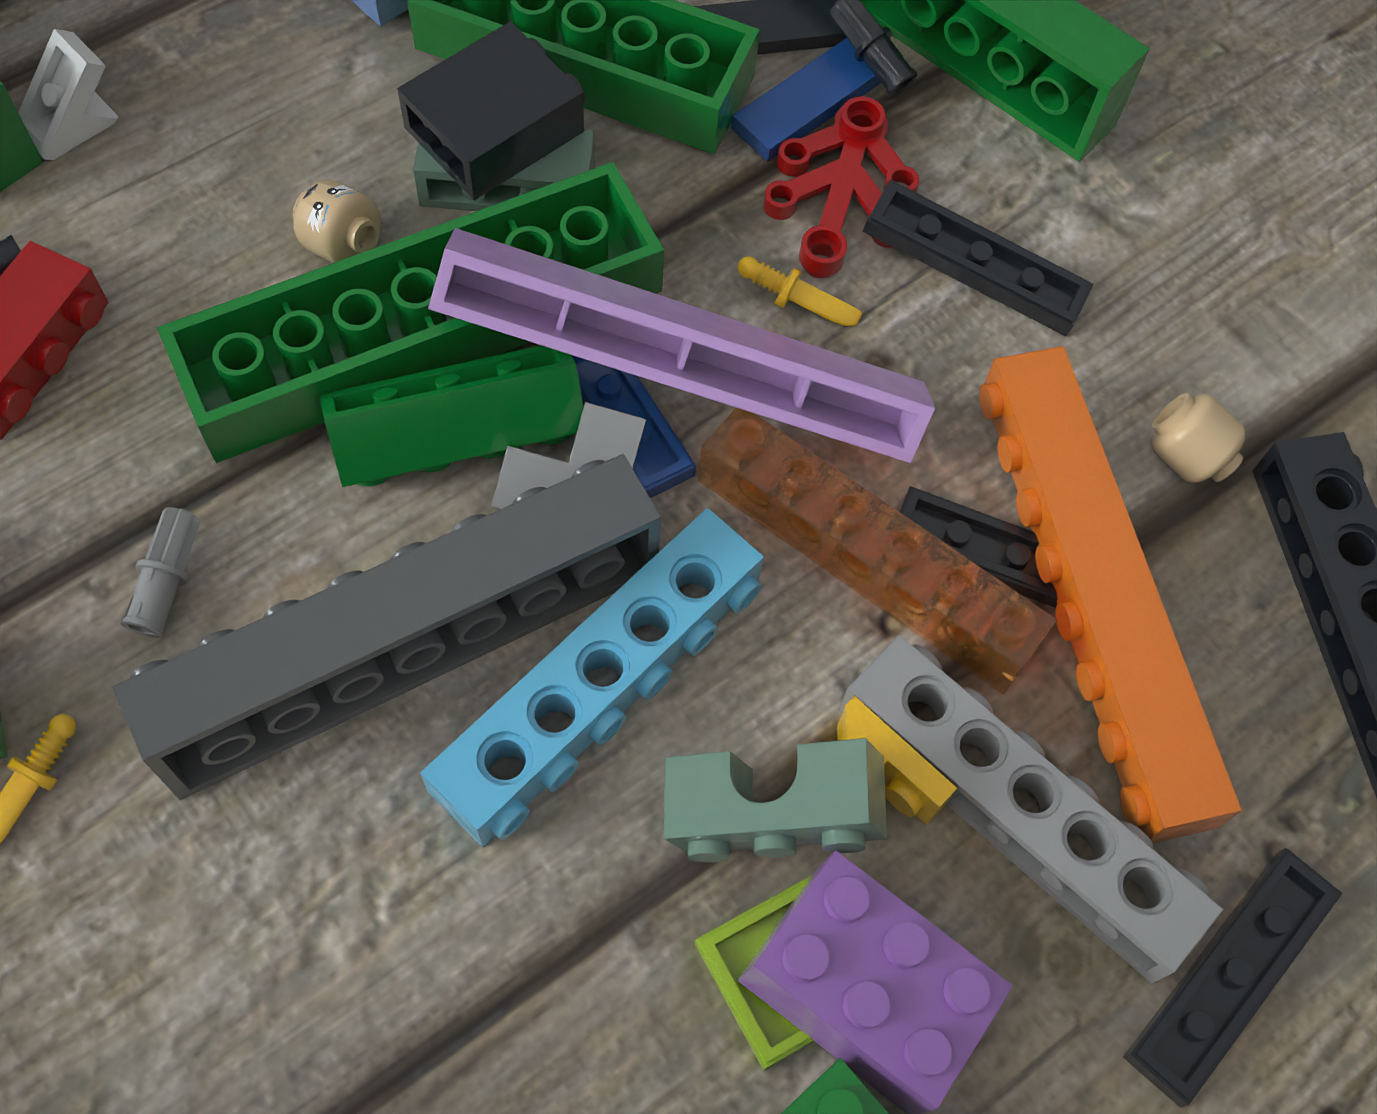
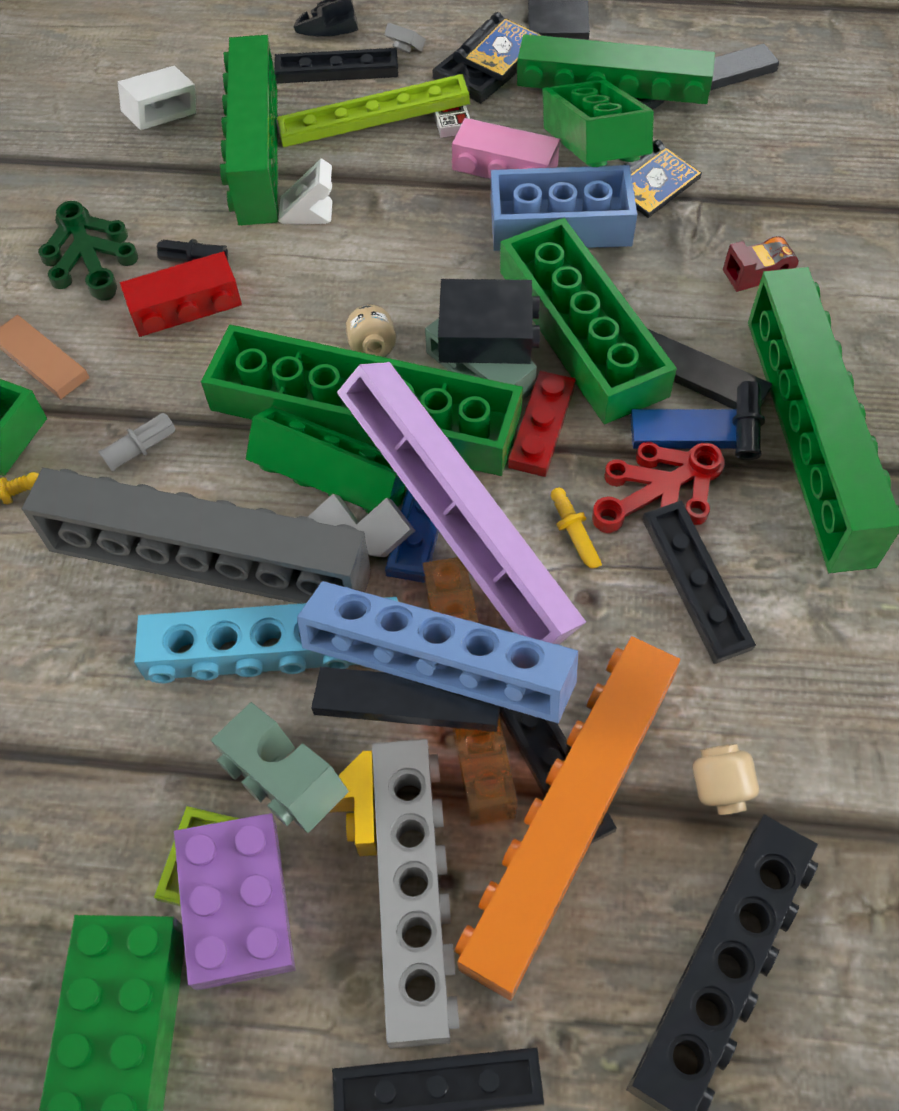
camera: 50 degrees right, 5 degrees down
(653, 192) = (542, 424): none -> red plate
(842, 521) = (440, 650): none -> medium blue brick
(848, 606) = (397, 700): none -> black tile

